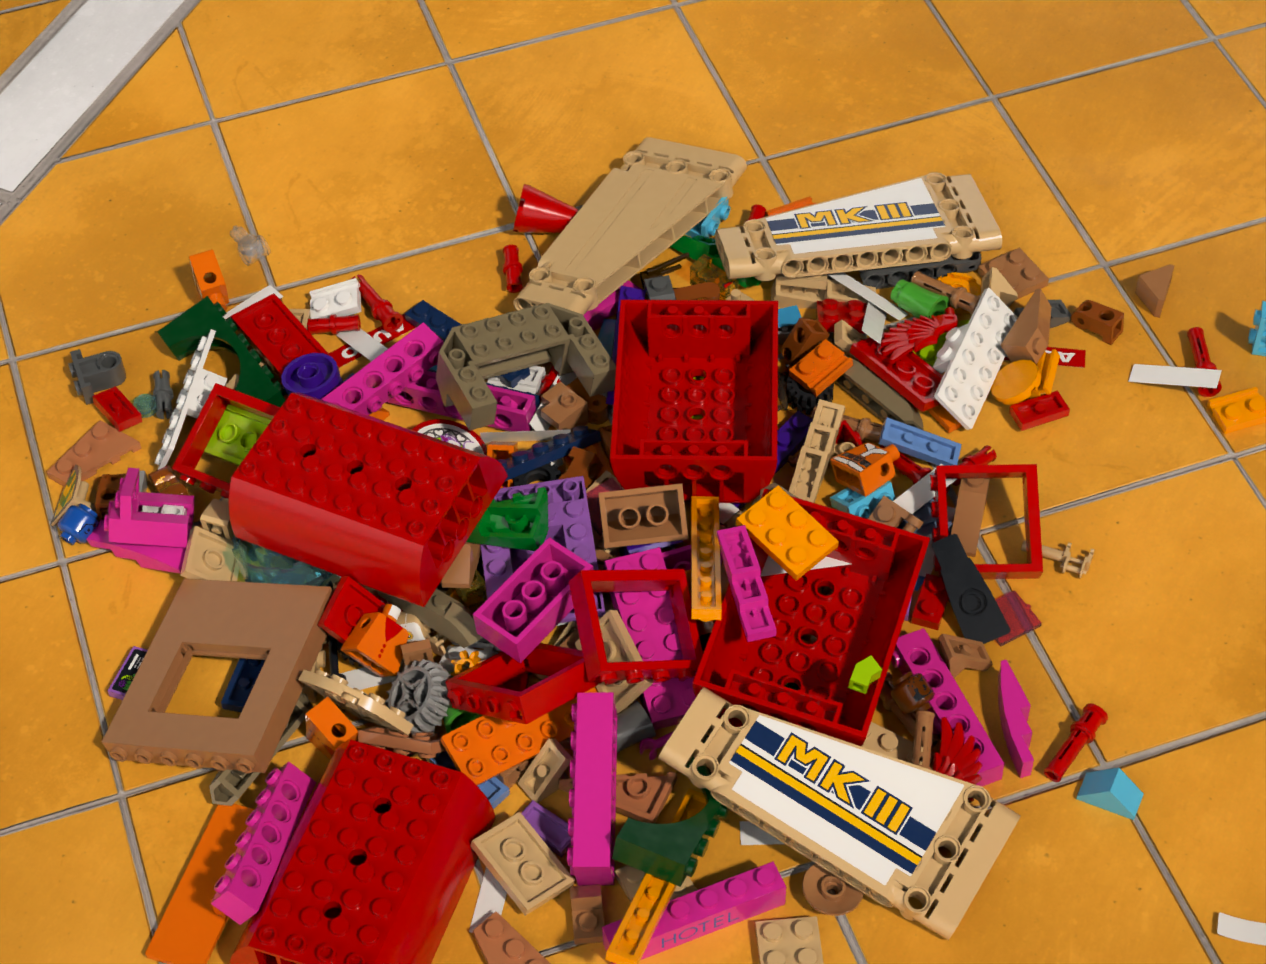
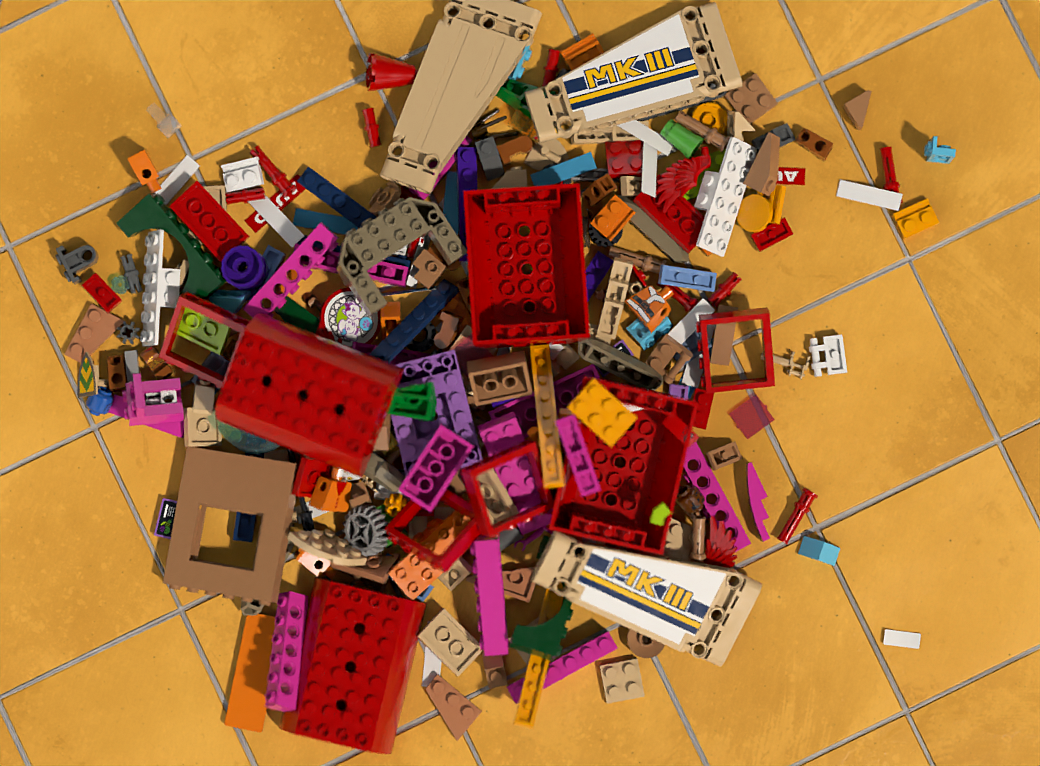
camera: 10 degrees left, 35 degrees up
(140, 453) = (133, 335): none -> dark grey gear
(549, 827) = (461, 609): medium lavender tile -> none
(901, 572) = (679, 429): none -> red sticker
(968, 593) = (725, 409): black piece -> none
(1129, 549) = (834, 355): none -> white plate

